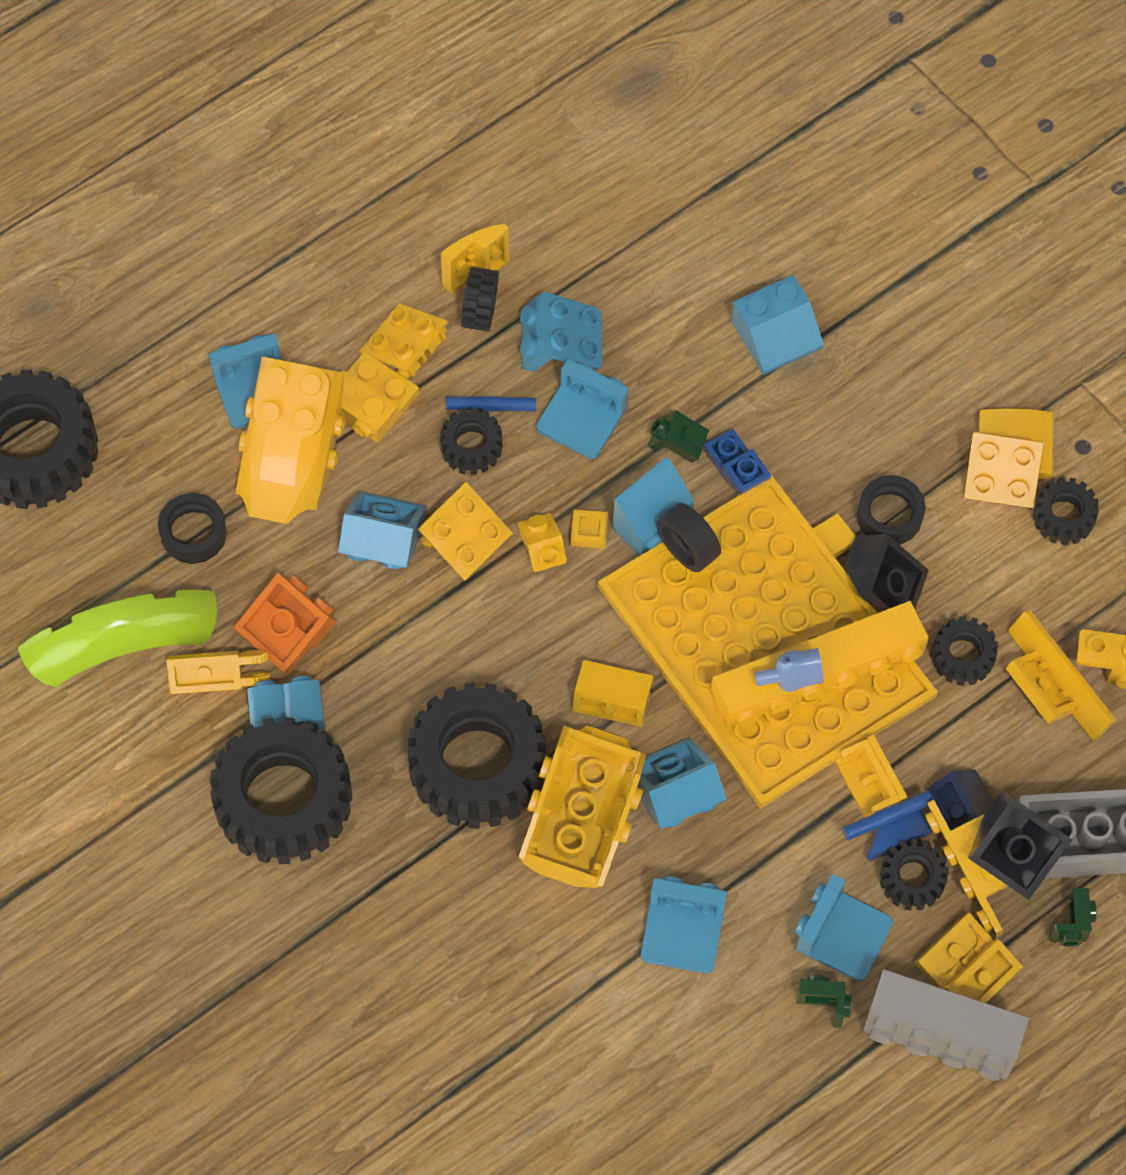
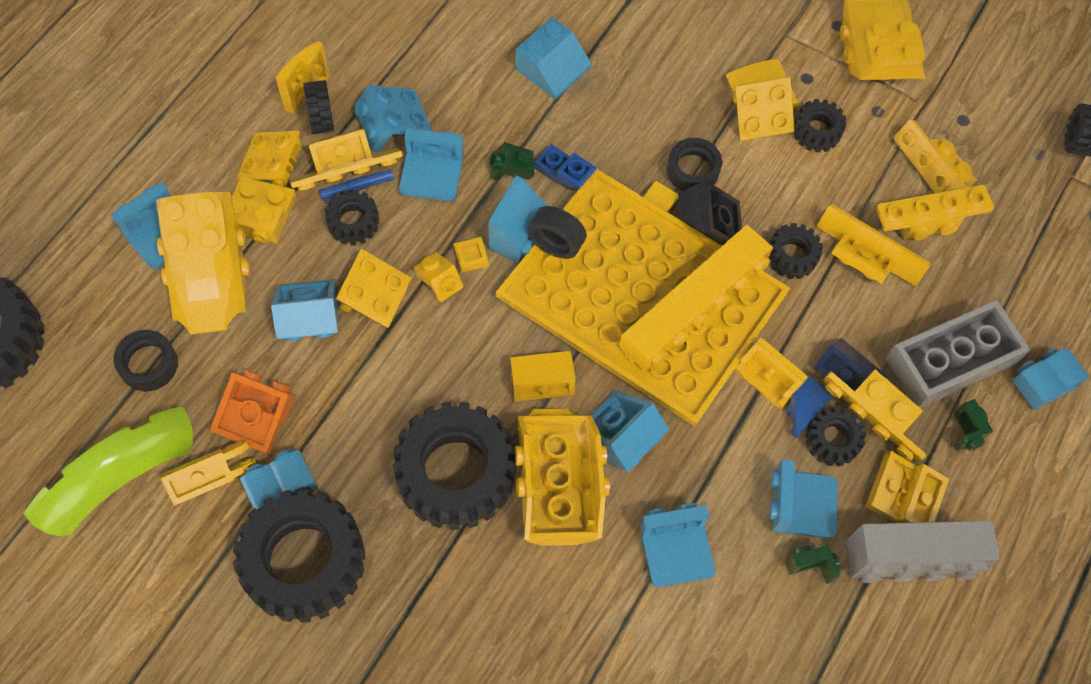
camera: 25 degrees left, 0 degrees up
(485, 364) = (342, 155): none -> yellow bracket
(794, 670) = (687, 306): medium blue piece -> none
(886, 815) = (798, 397): blue piece -> none
(1017, 845) = (915, 382): black slope -> none

